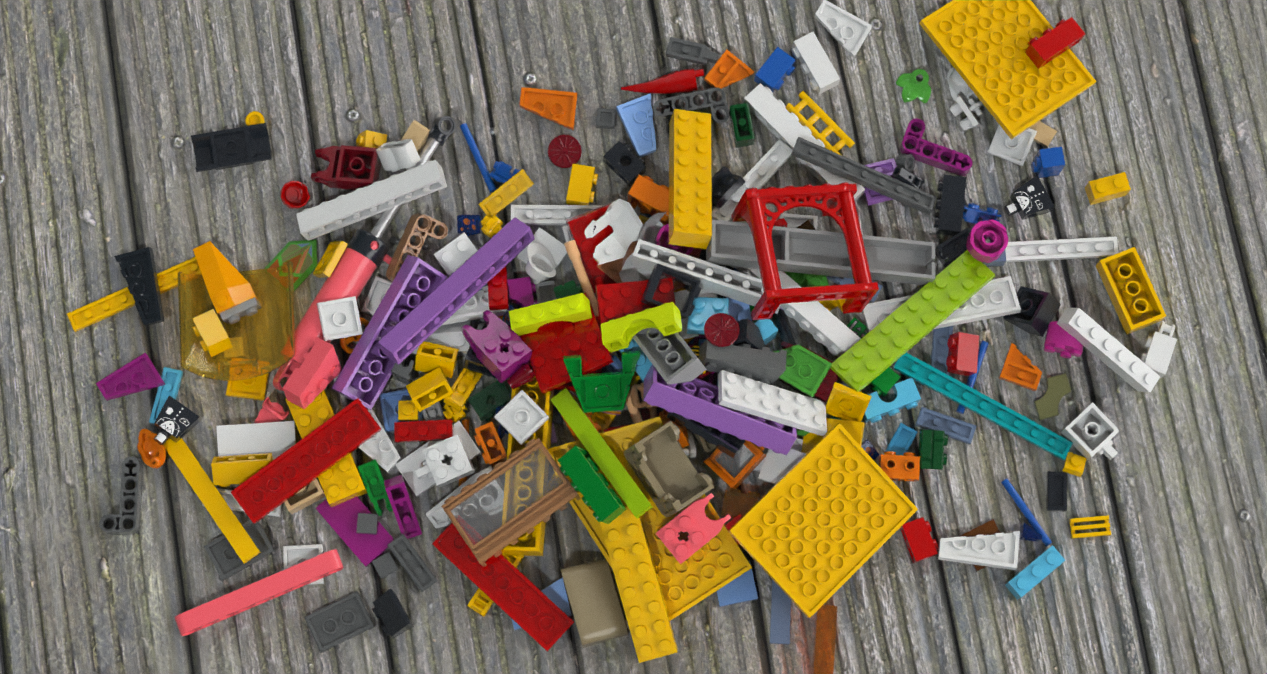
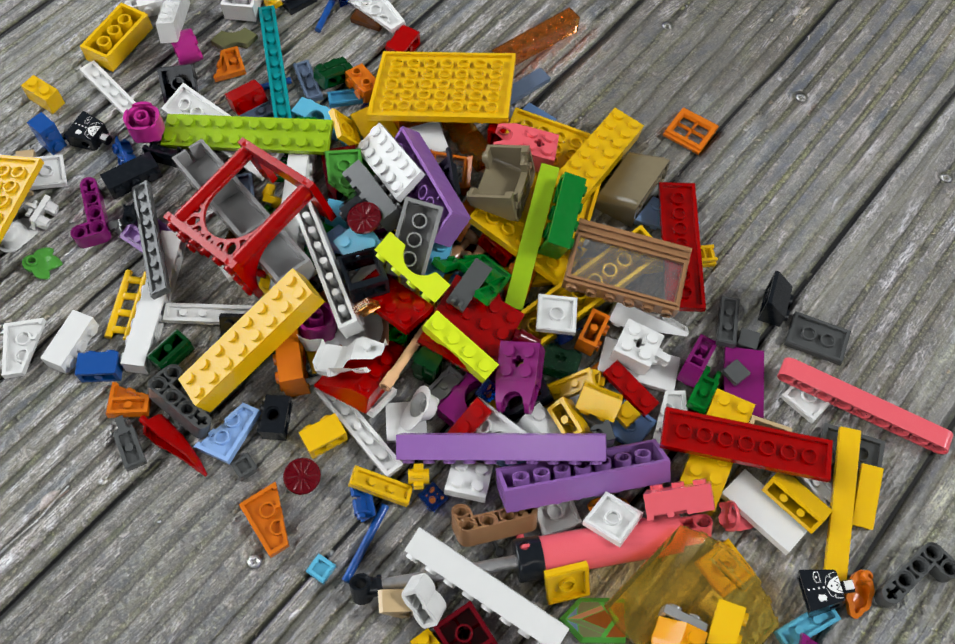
camera: 130 degrees left, 15 degrees down
(201, 523) = (867, 496): none -> yellow tile
(485, 116) = (321, 568): none -> medium azure tile
(592, 359) = (469, 284): none -> dark grey hinge
(640, 271) = (366, 307): none -> clear orange tile

